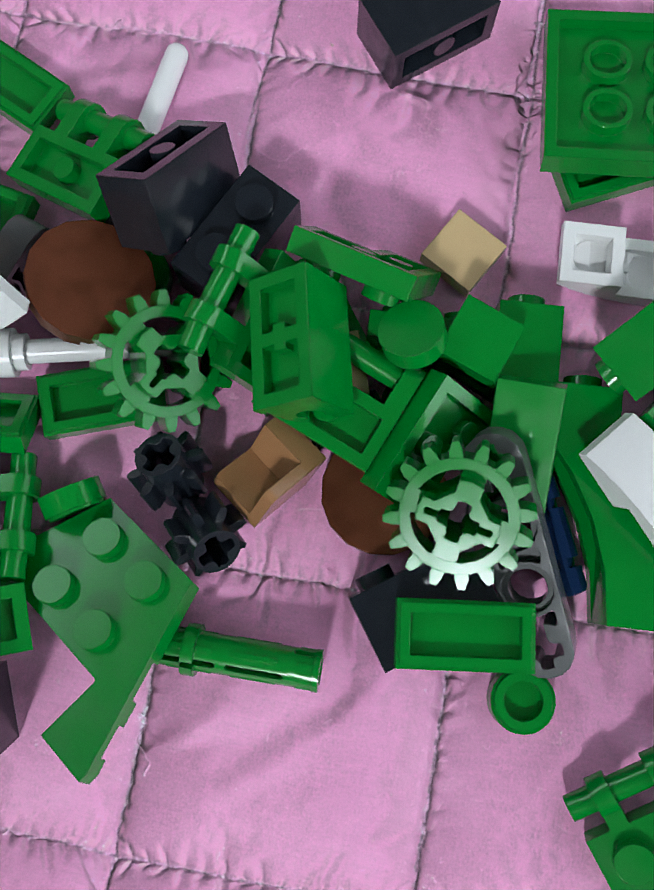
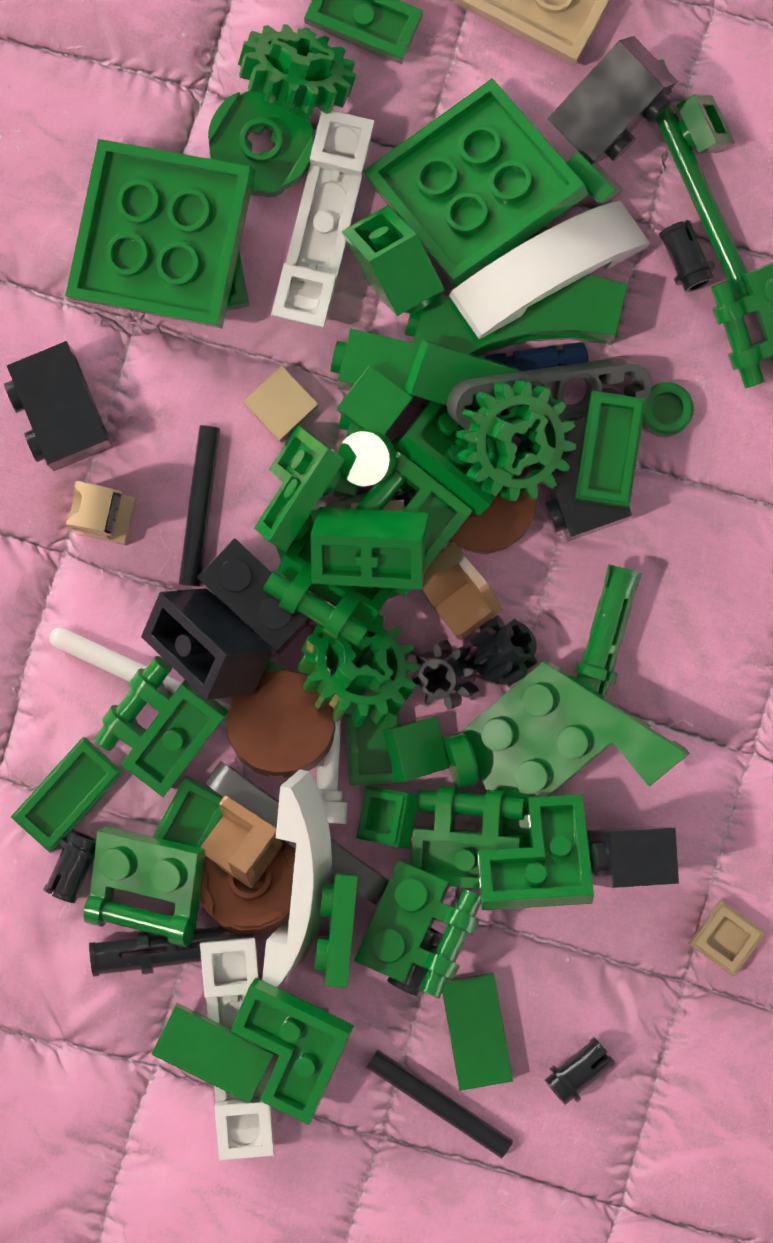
camera: 85 degrees left, 5 degrees up
(81, 445) = (416, 749): none -> green tile
(313, 63) = (101, 513): none -> tan leg
(348, 180) = (199, 505): none -> black bar

